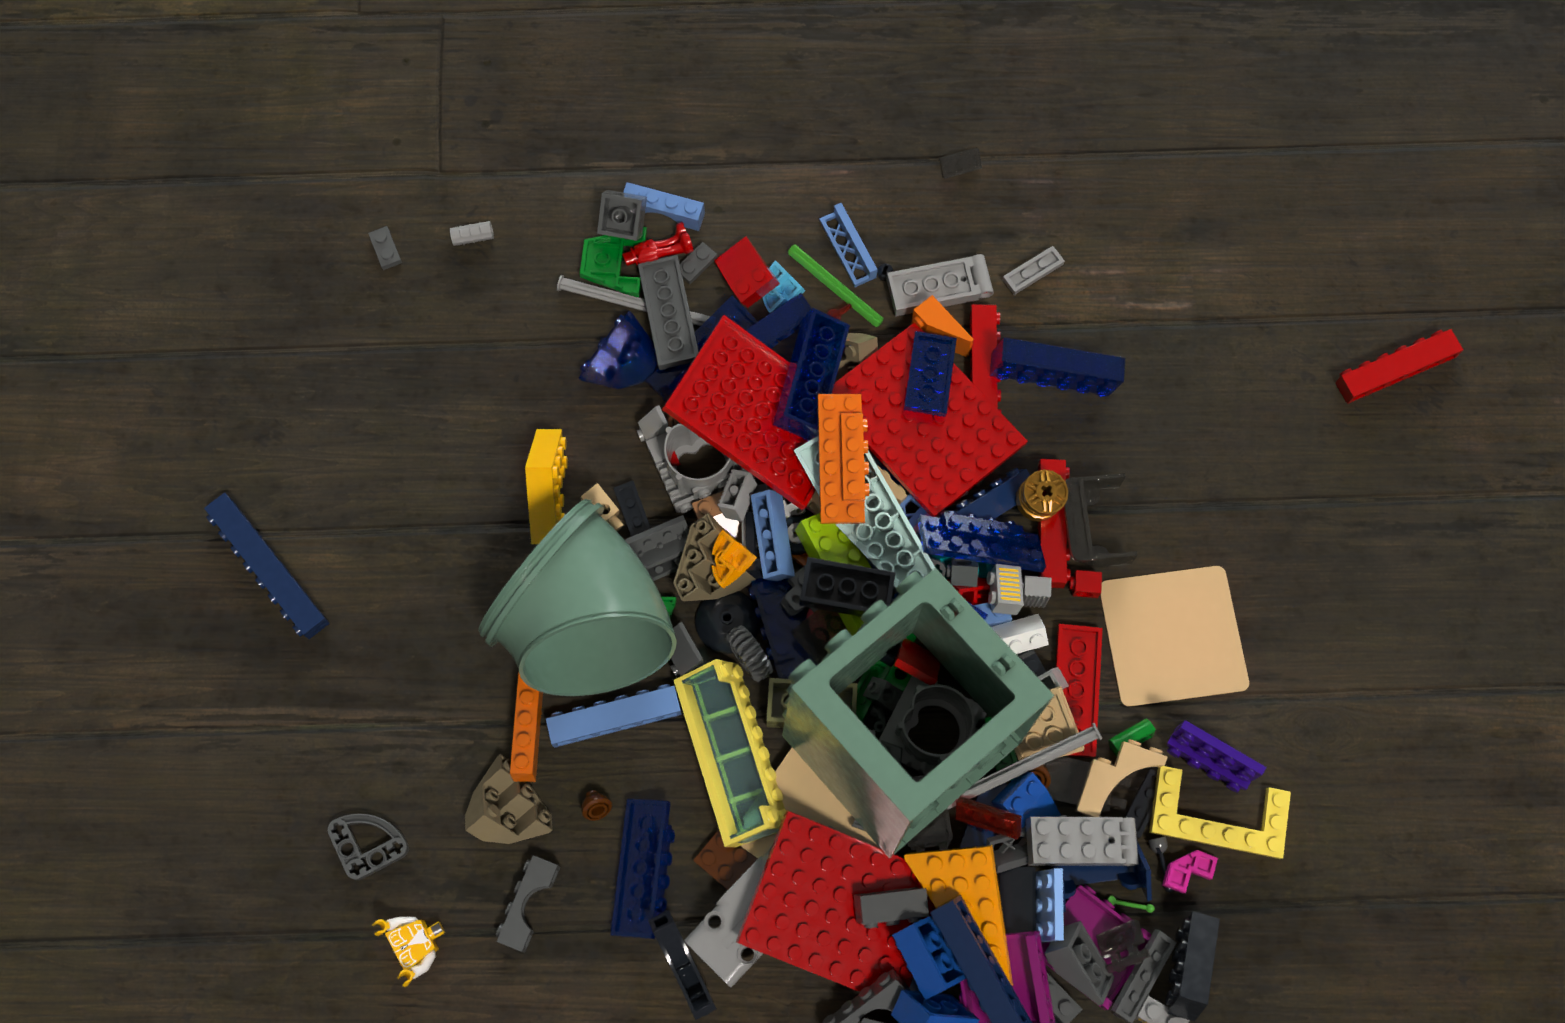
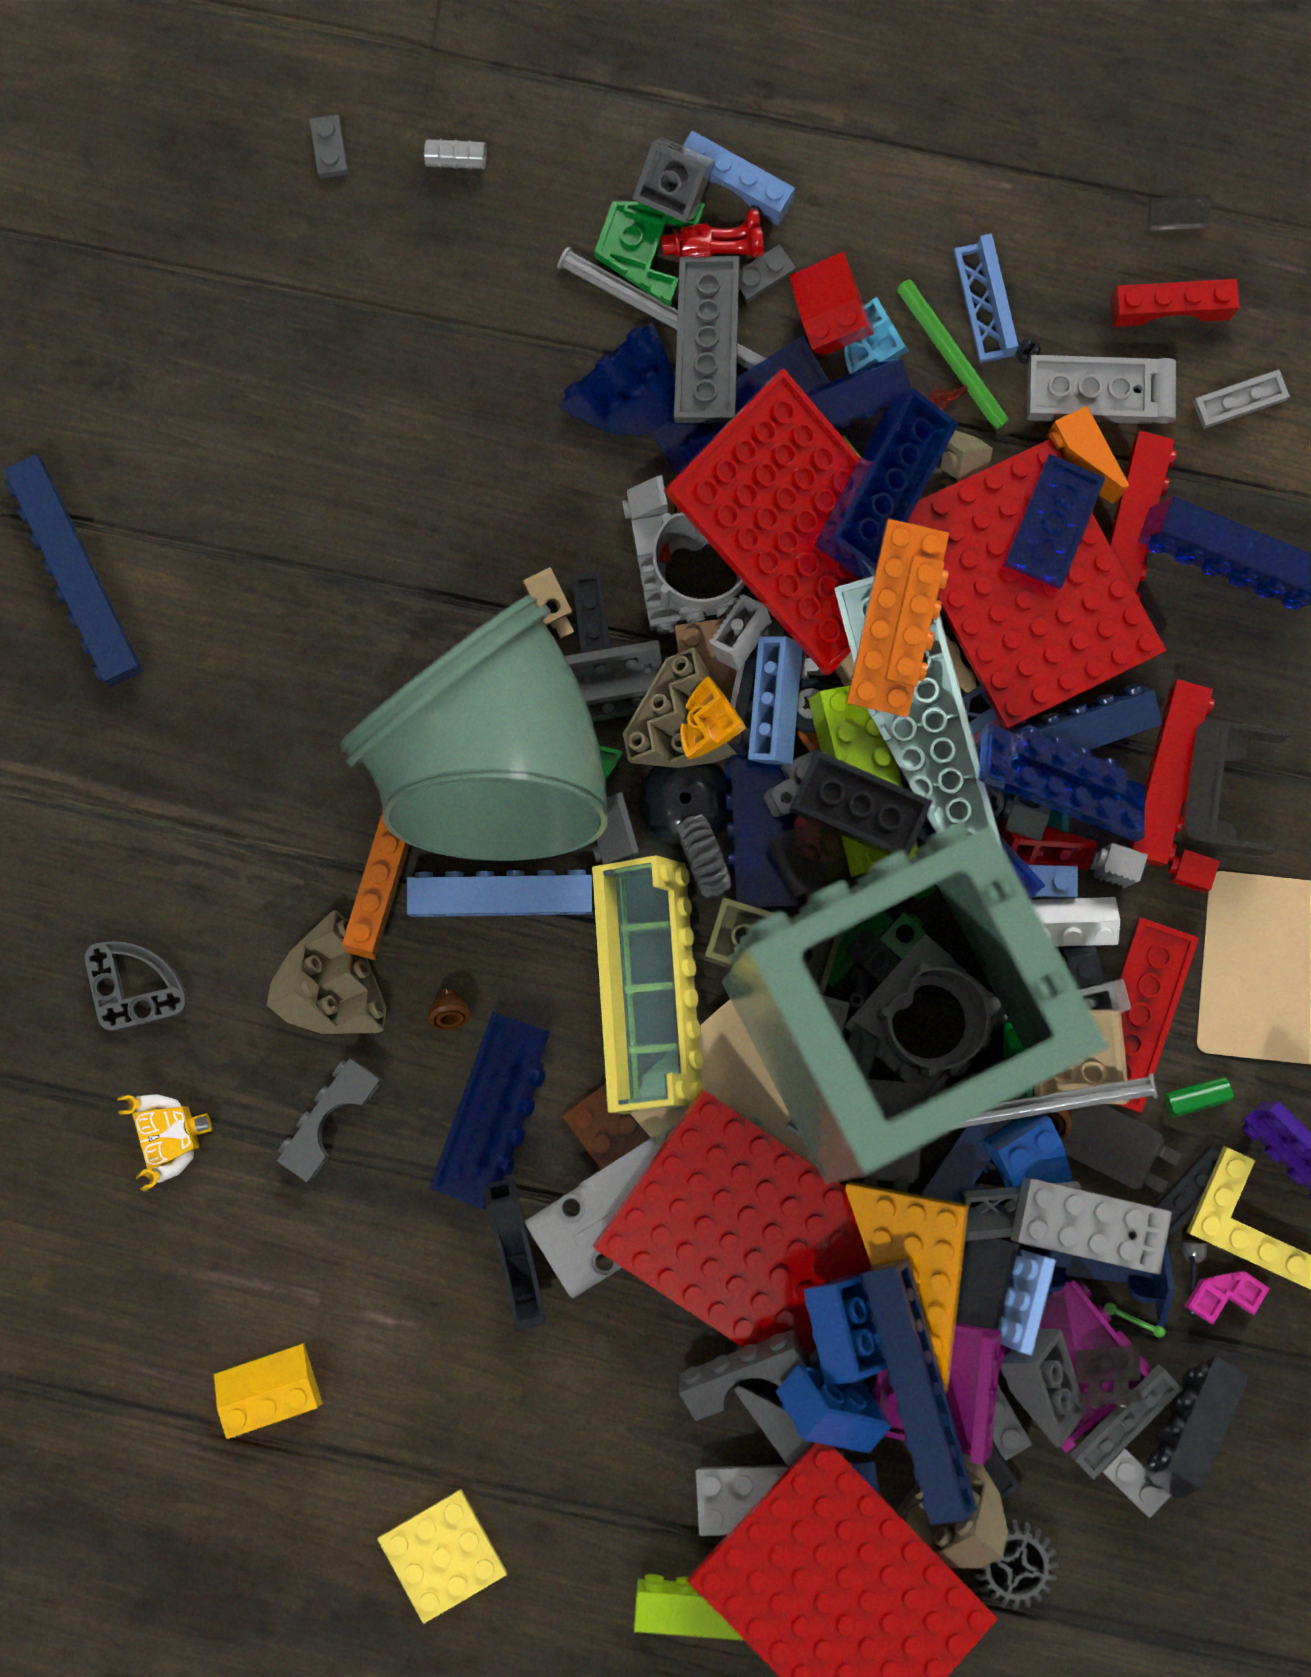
camera: 15 degrees right, 10 degrees up
(544, 479) = (475, 550): yellow piece -> none
(891, 906) = (811, 1249): dark grey brick -> none
(917, 662) = (931, 926): red tile -> none
(988, 817) = (975, 1164): clear red plate -> none
(993, 212) = (1202, 299): none -> red arch
(1005, 589) = (1079, 855): light grey brick -> none
(1032, 502) = (1148, 735): pearl gold wheel -> none
(1104, 777) = (1144, 1147): tan arch -> none

